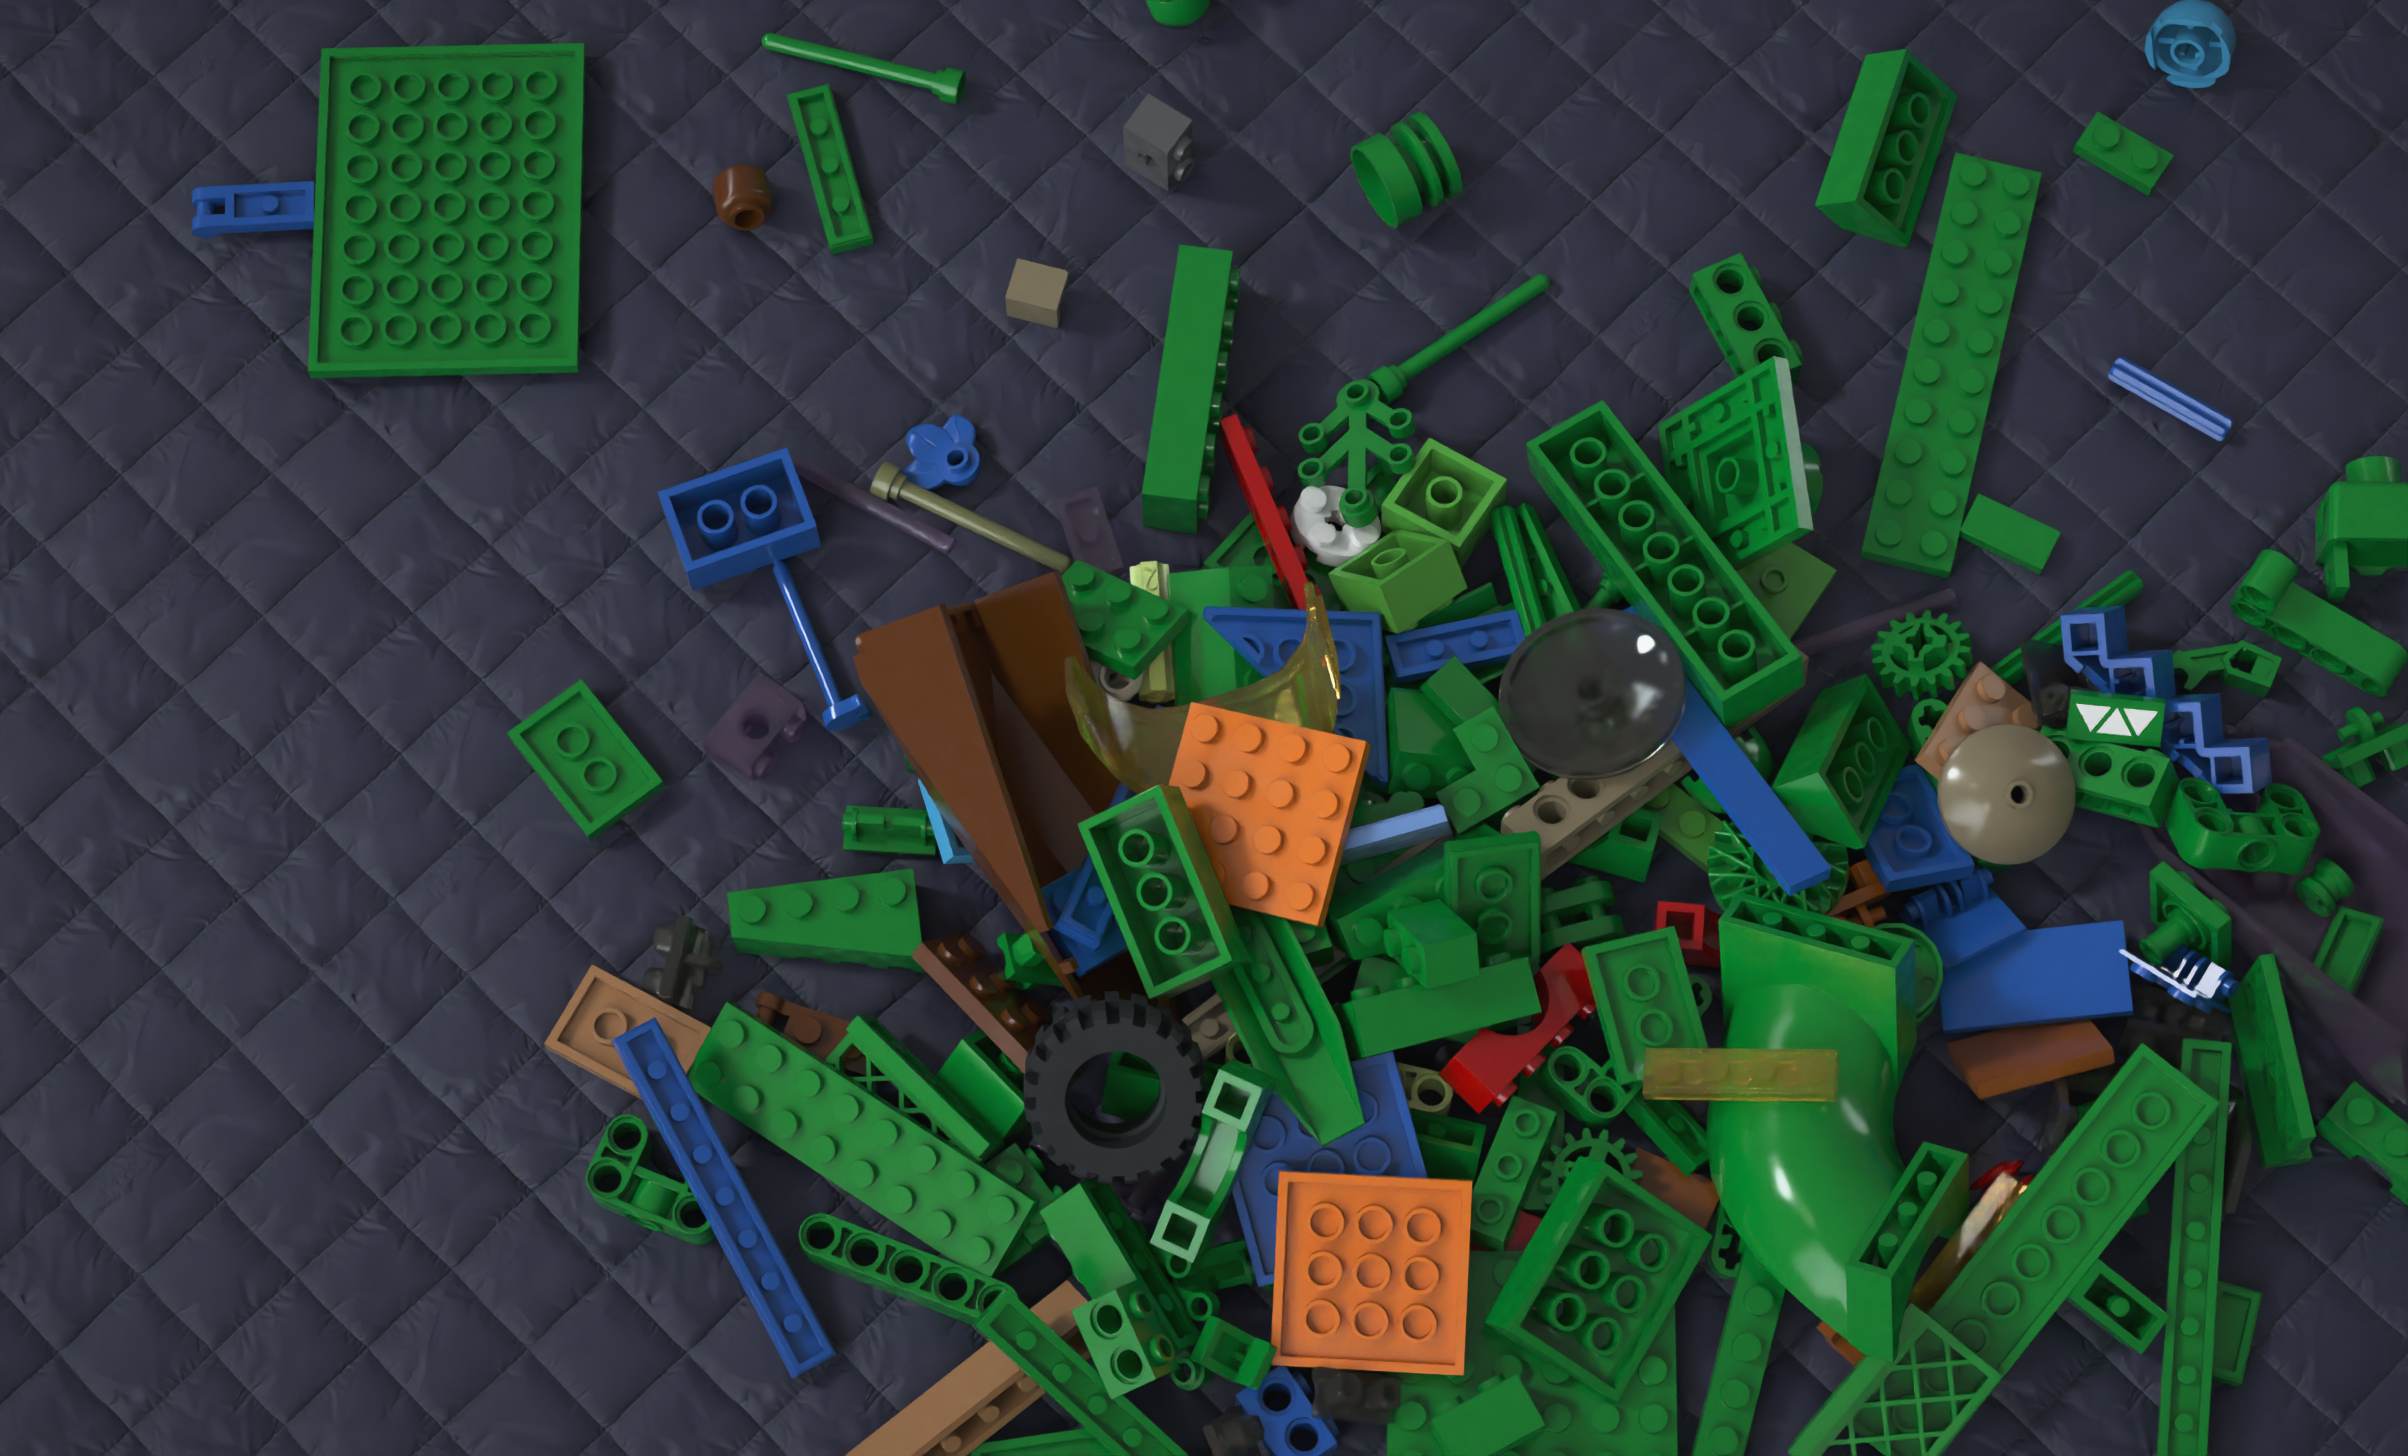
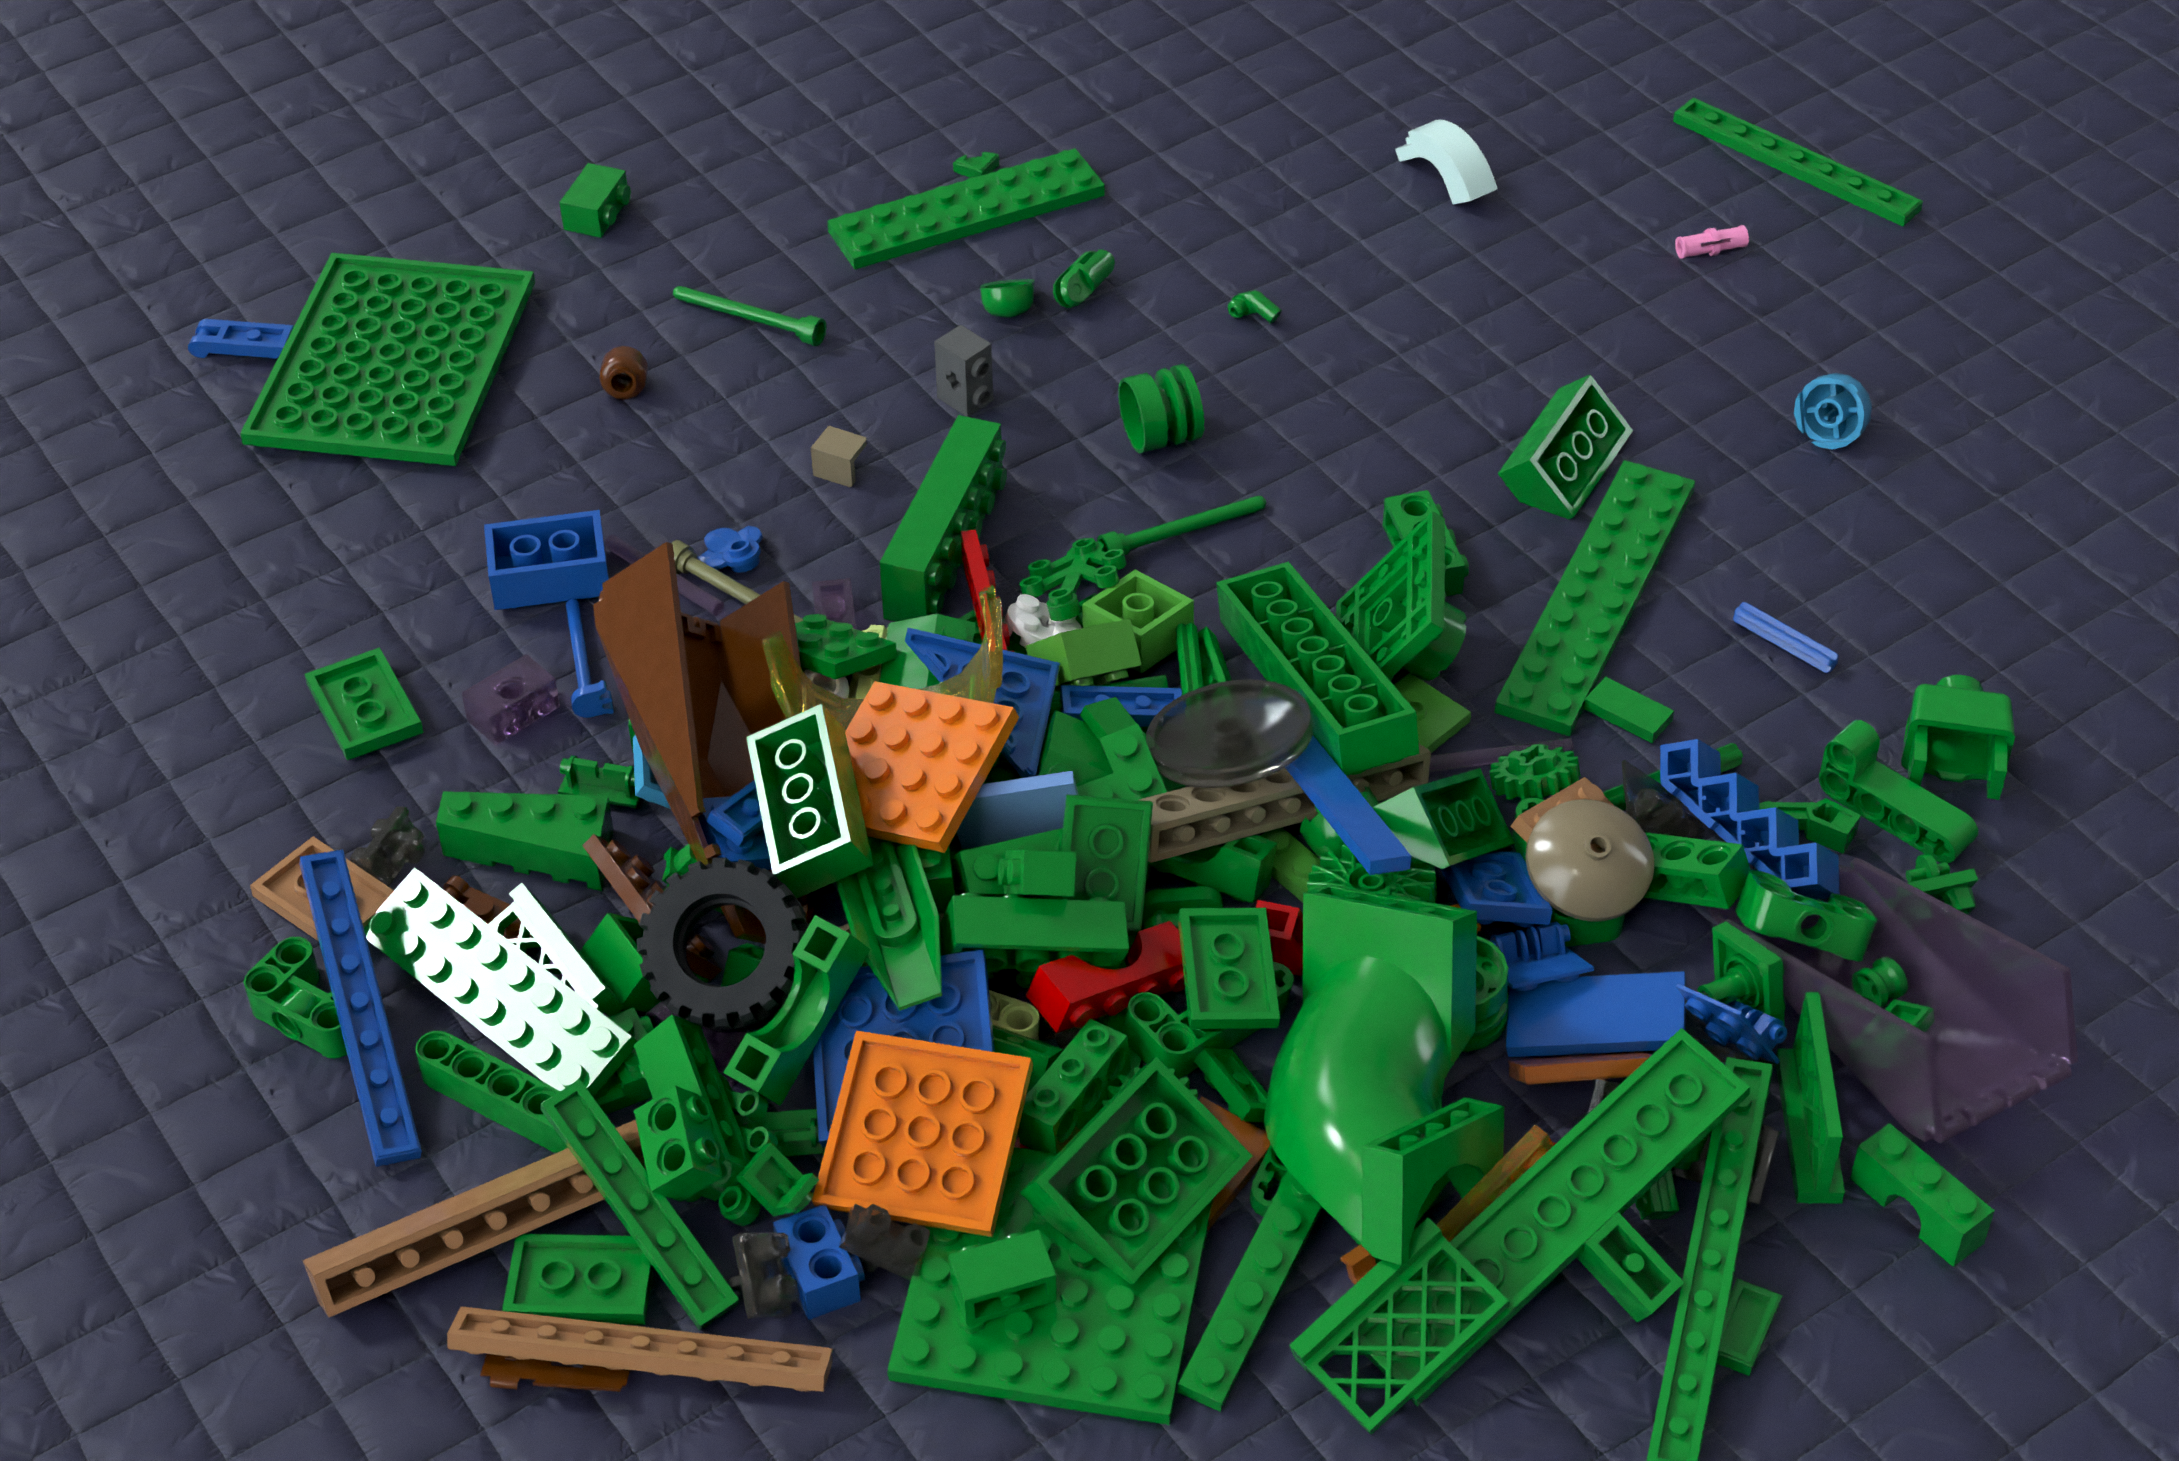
camera: 10 degrees right, 25 degrees down
(830, 169) = (700, 371): green tile -> none
(1741, 1074) = (1300, 1012): clear yellow plate -> none
(2115, 718) = (1697, 817): green tile -> none
(2123, 153) = (1767, 480): green plate -> none

